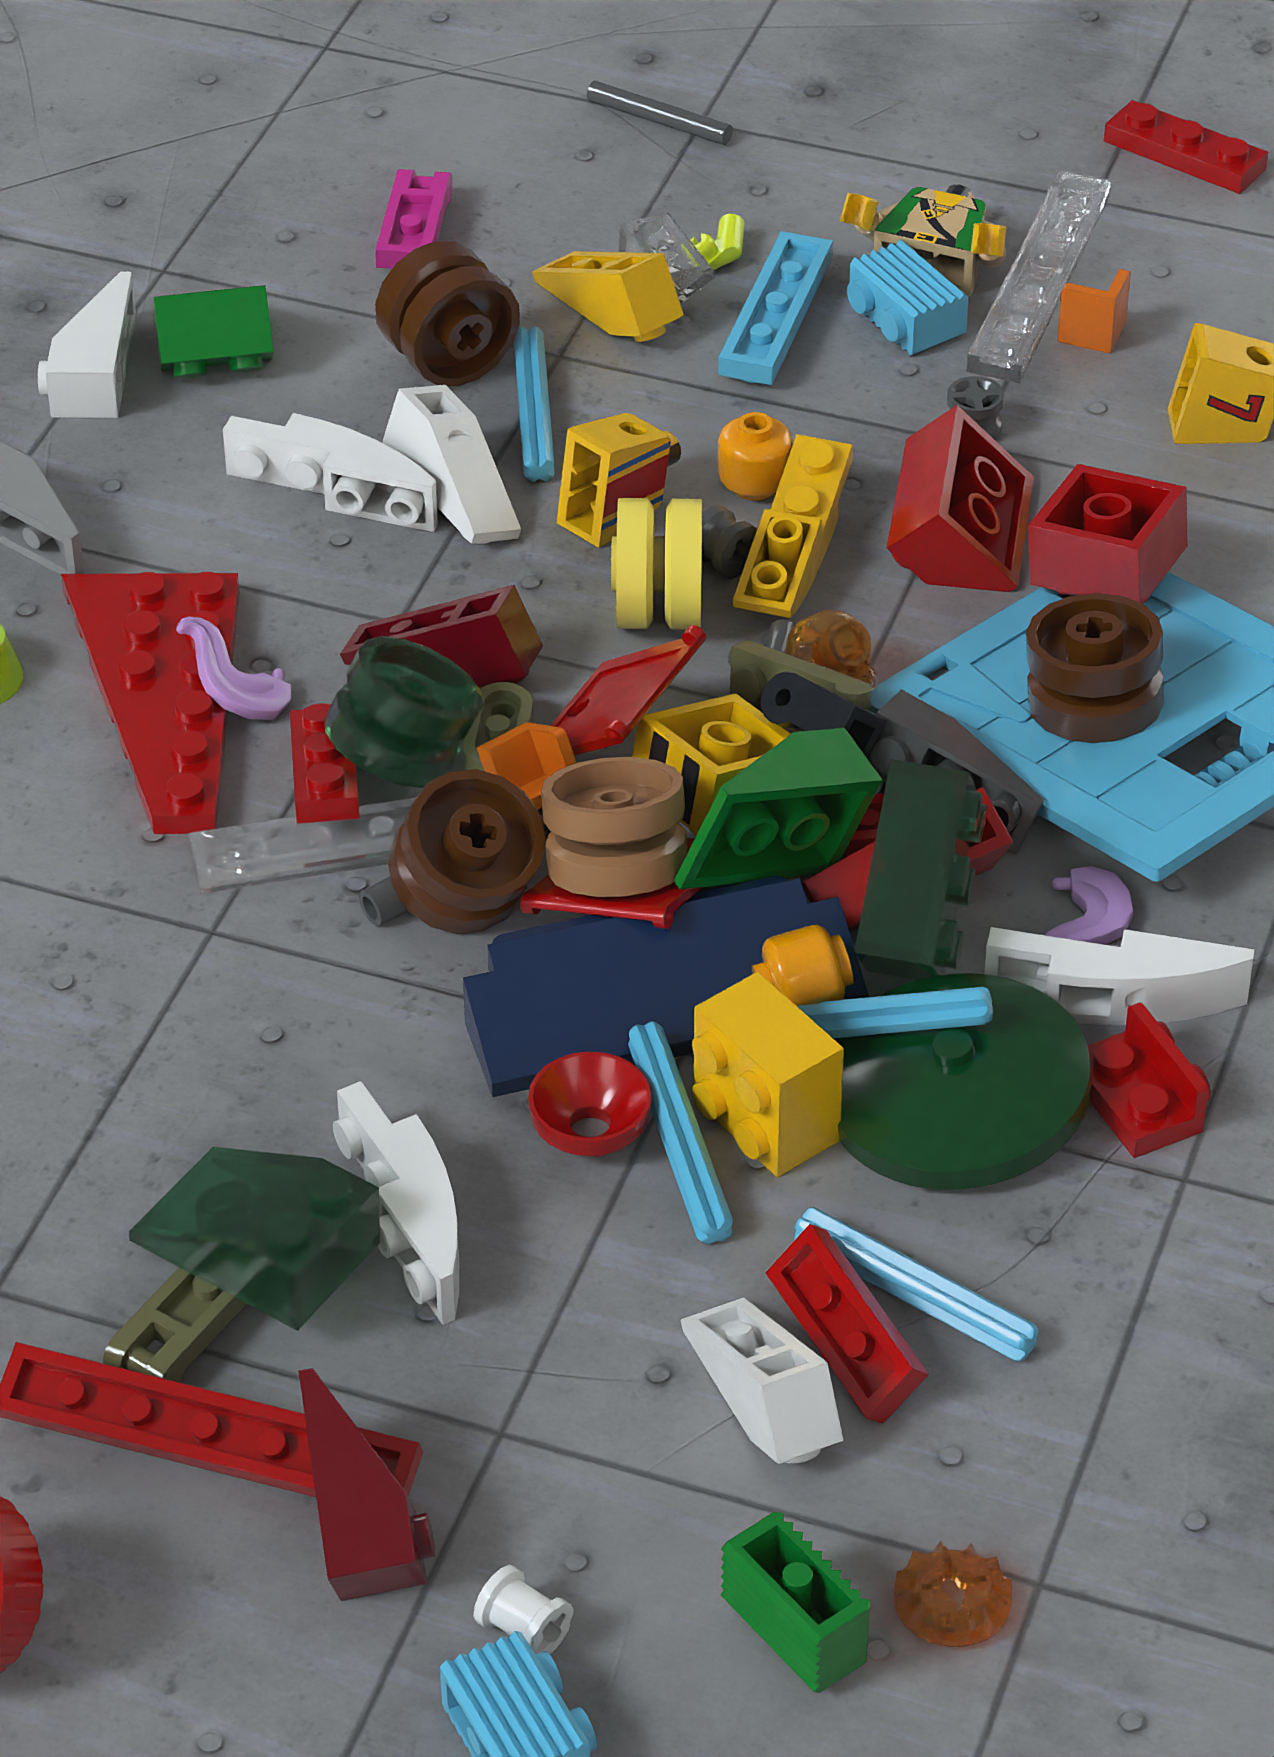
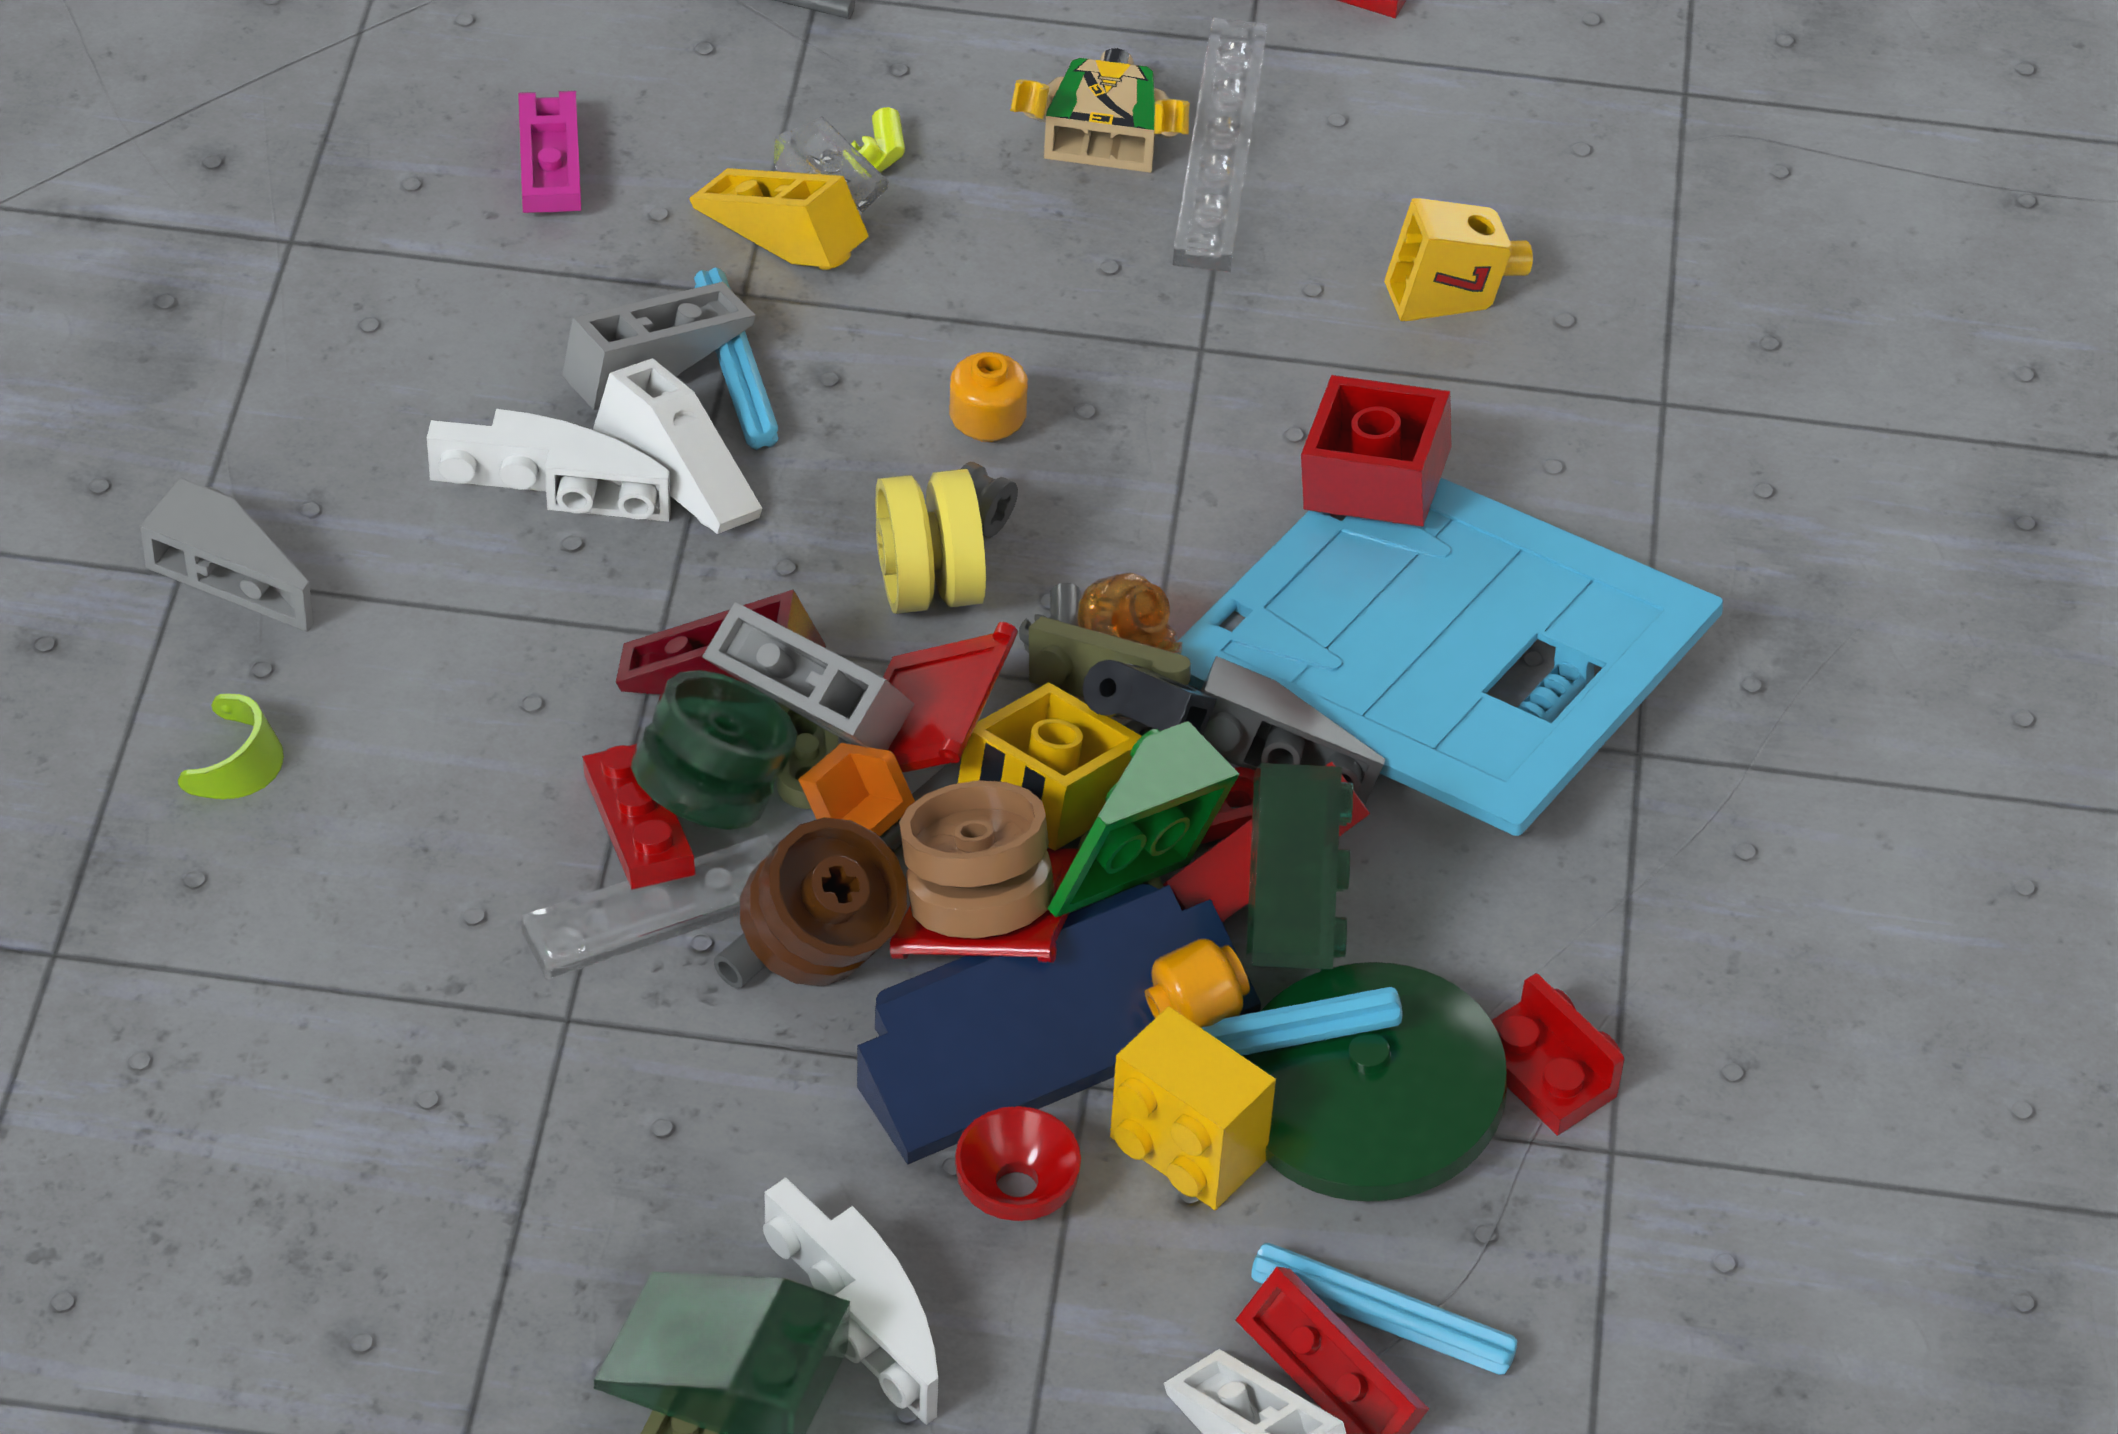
camera: 15 degrees left, 5 degrees up
(91, 355) = (250, 362): white slope -> none
(153, 683) = (436, 728): red wing -> none
(213, 330) = (375, 316): green slope -> none
(241, 693) = (532, 743): lavender piece -> none
(447, 313) = (623, 255): reddish brown wheel -> none
(472, 368) = (668, 328): none -> light grey slope
(506, 660) = (809, 679): none -> light grey slope
(610, 462) = (849, 440): yellow torso -> none
(681, 1134) = (1114, 1181): medium azure axle -> none
(775, 308) = (959, 214): medium azure plate -> none
(795, 529) = (1050, 475): yellow slope -> none
(907, 298) = (1093, 187): medium azure brick -> none
(960, 507) = (1210, 428): red slope -> none
(979, 399) = (1195, 313): dark grey wheel -> none
(1094, 316) = (1287, 187): orange panel -> none
(1095, 667) = (1403, 605): reddish brown wheel -> none
(1098, 981) = (1502, 950): white slope -> none
(1103, 901) = (1466, 869): lavender piece -> none

